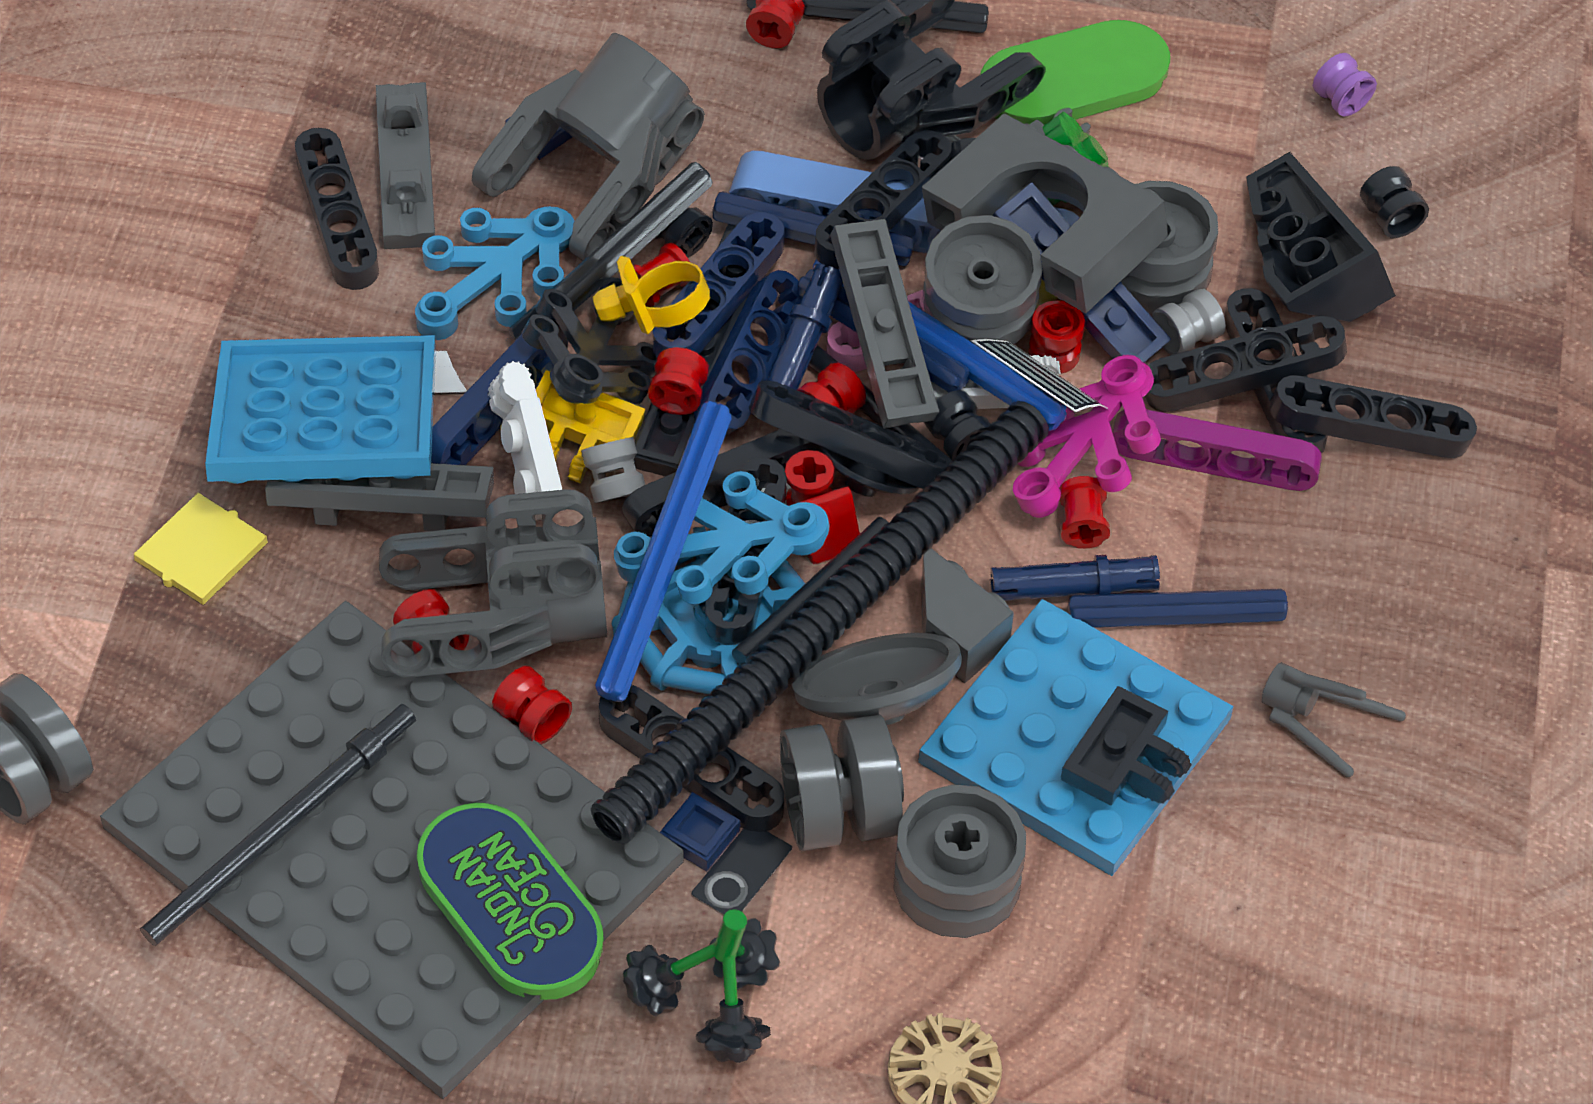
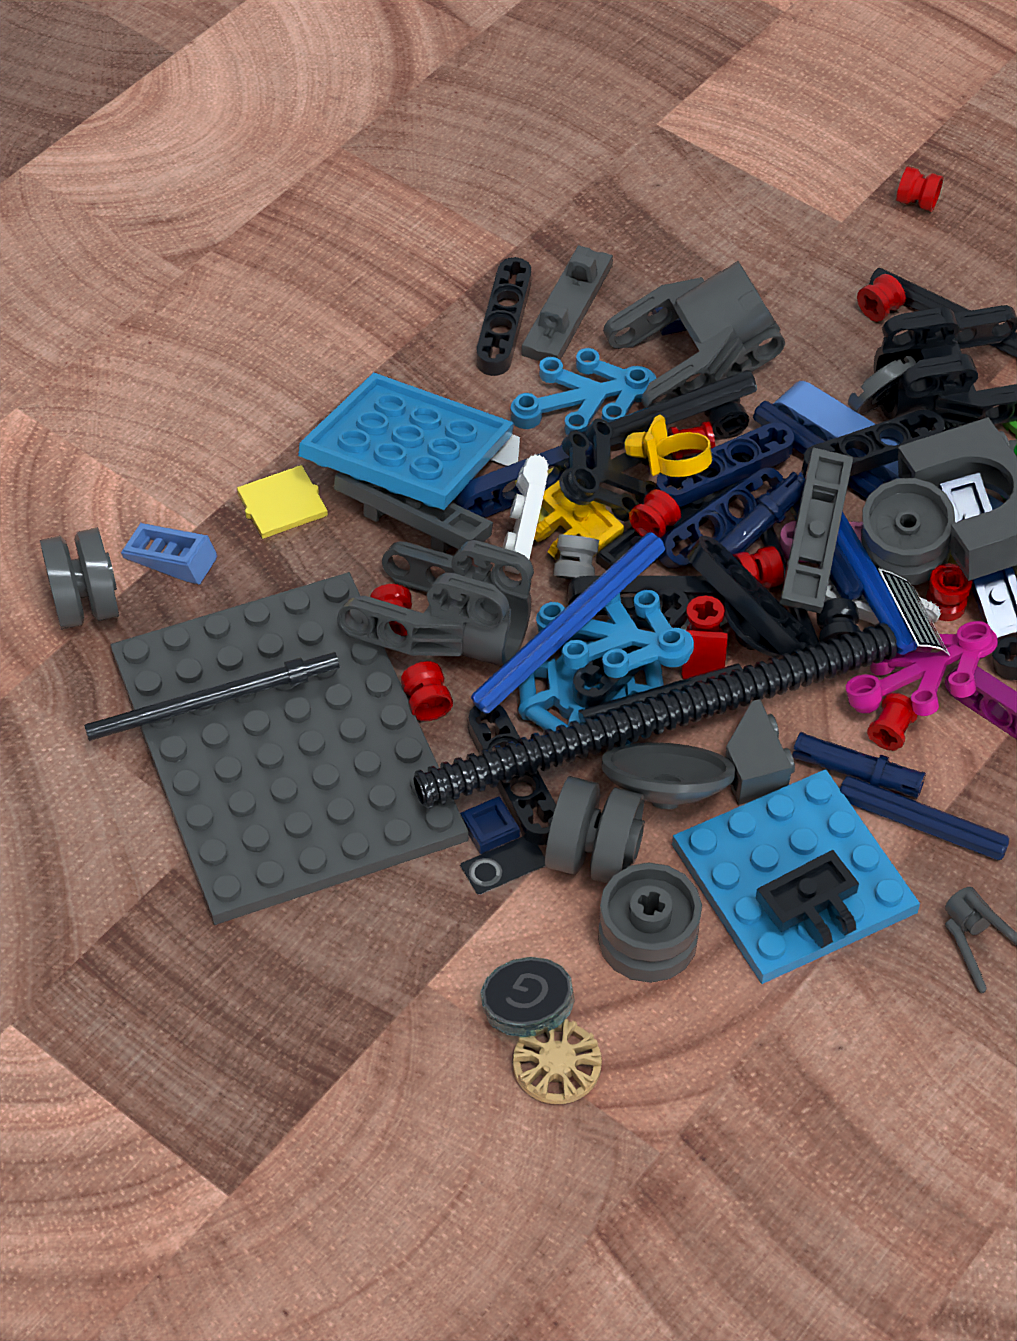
camera: 30 degrees right, 0 degrees up
(124, 682) = (189, 566): none -> medium blue slope
(510, 901) = (327, 812): tile -> none
(741, 959) = (461, 919): black plant -> none
(851, 120) = (879, 387): none -> dark grey tile
(871, 1009) = (527, 996): none -> tile

